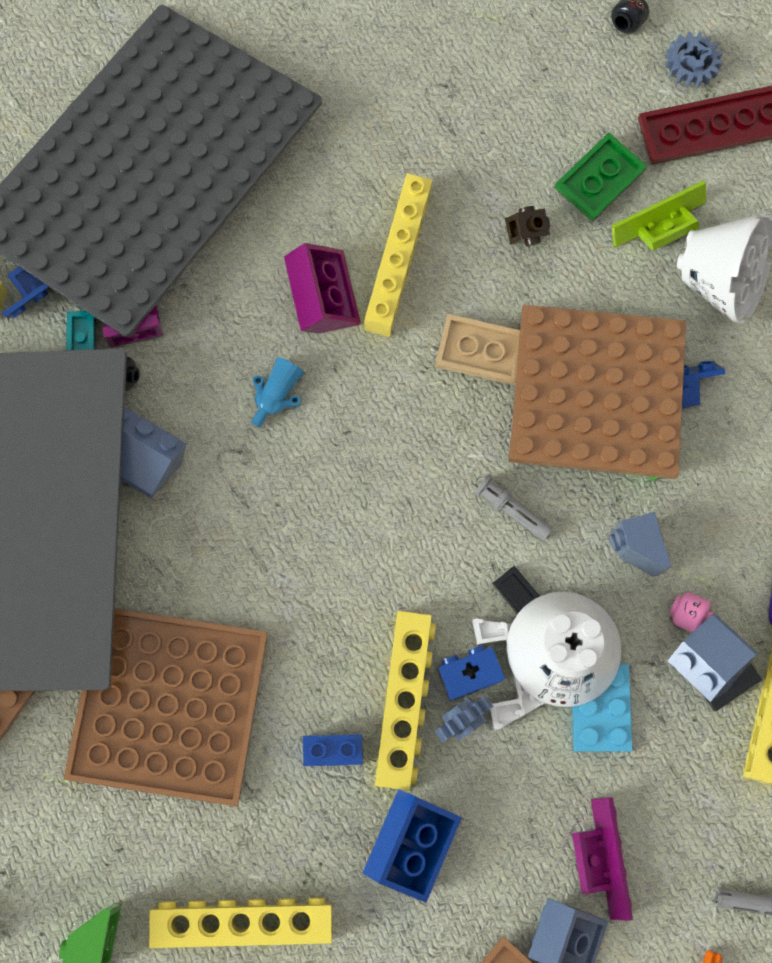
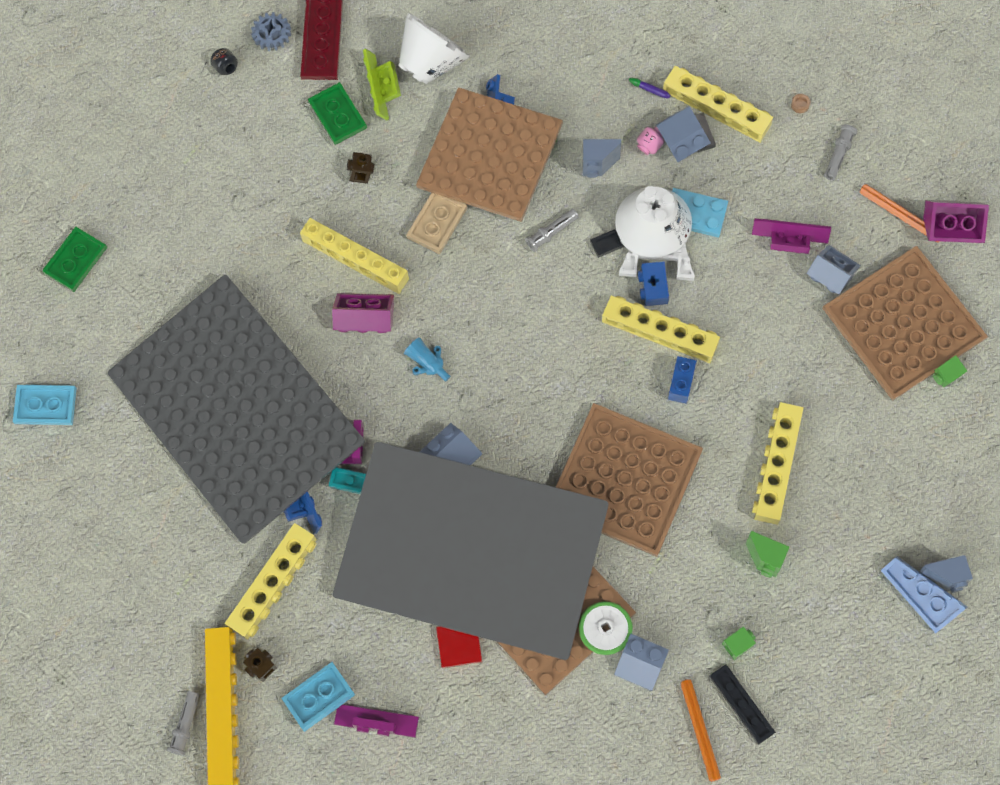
camera: 65 degrees left, 5 degrees down
(412, 846) = (754, 343): blue brick -> none
(463, 719) = (683, 292): sand blue gear -> none

